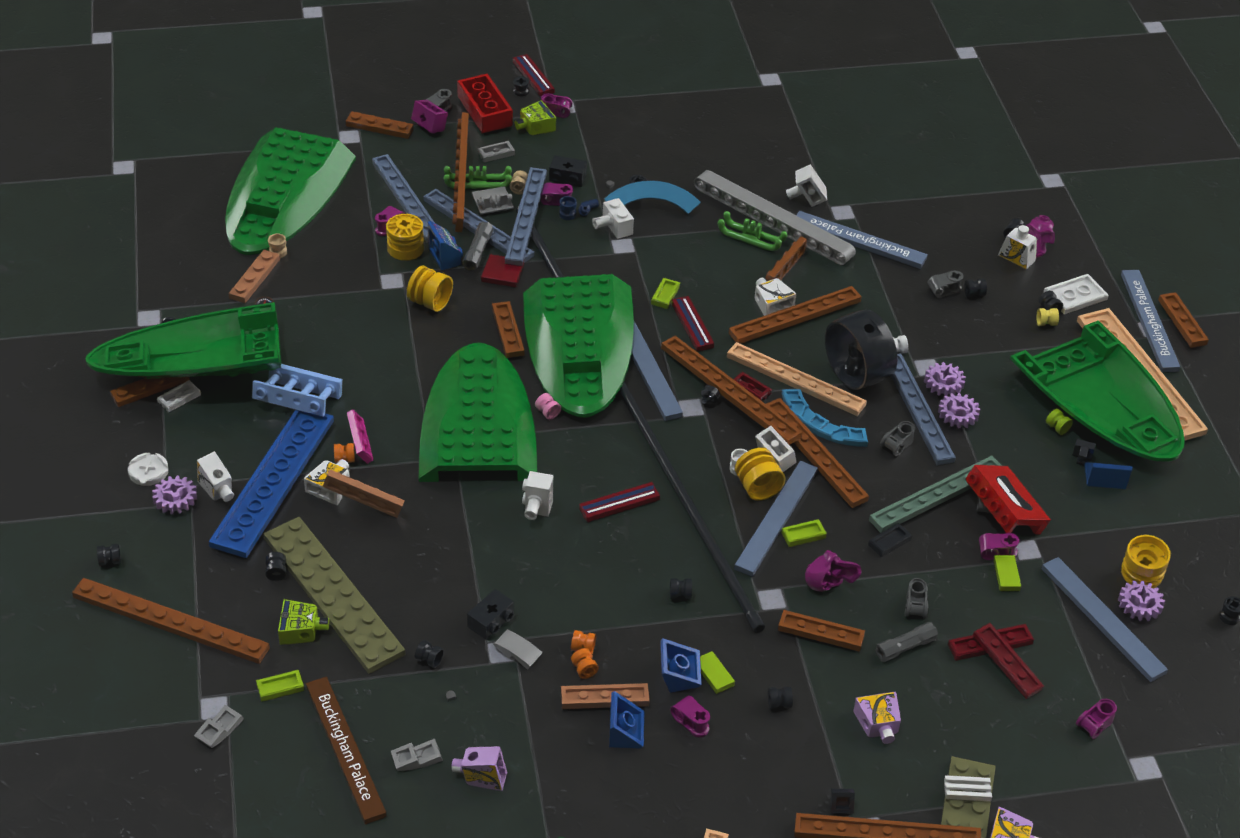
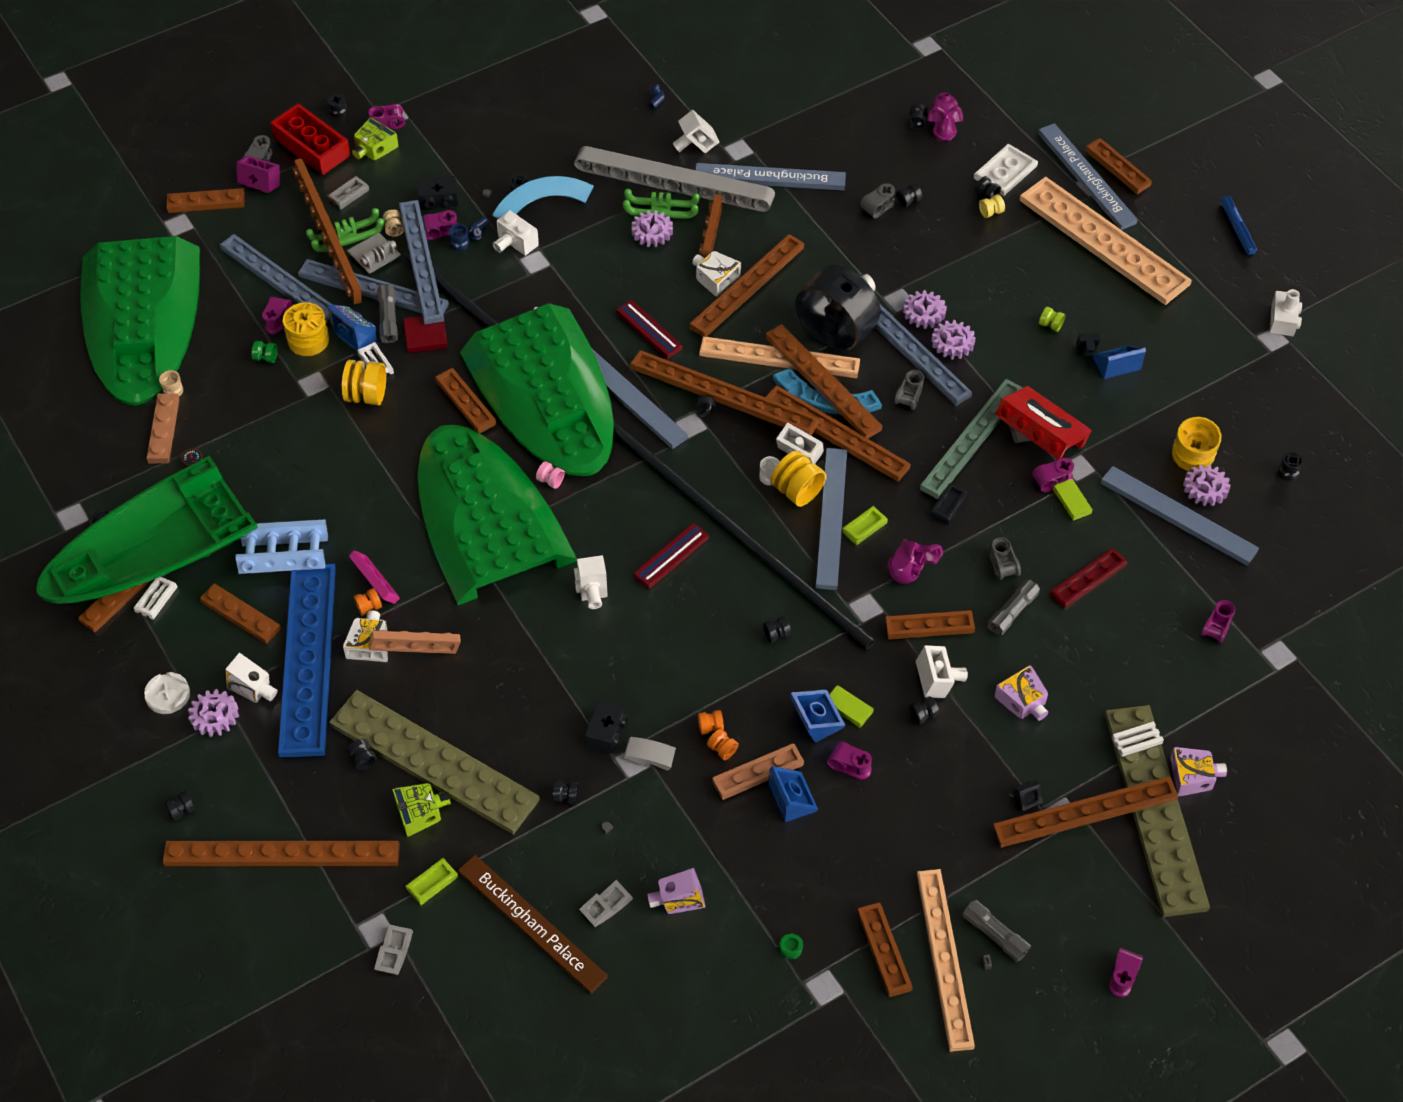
camera: 20 degrees left, 10 degrees up
(238, 430) = (240, 613): none -> dark orange plate
(364, 244) = (264, 351): none -> green wheel
(448, 268) = (389, 369): none -> white tile
(533, 73) = (342, 85): dark red tile -> none
(665, 293) = (605, 304): lime tile -> none
(734, 248) = (652, 228): none -> lavender gear
(752, 384) = (740, 380): dark red tile -> none
(792, 152) = (658, 96): none -> dark blue arm
(806, 670) = (936, 673): none -> white brick
(824, 408) = (824, 382): none -> dark orange plate
(1008, 660) = (1114, 592): dark red tile -> none
(1019, 247) = (933, 136): white torso -> none
(1107, 393) = (1085, 272): green piece -> none

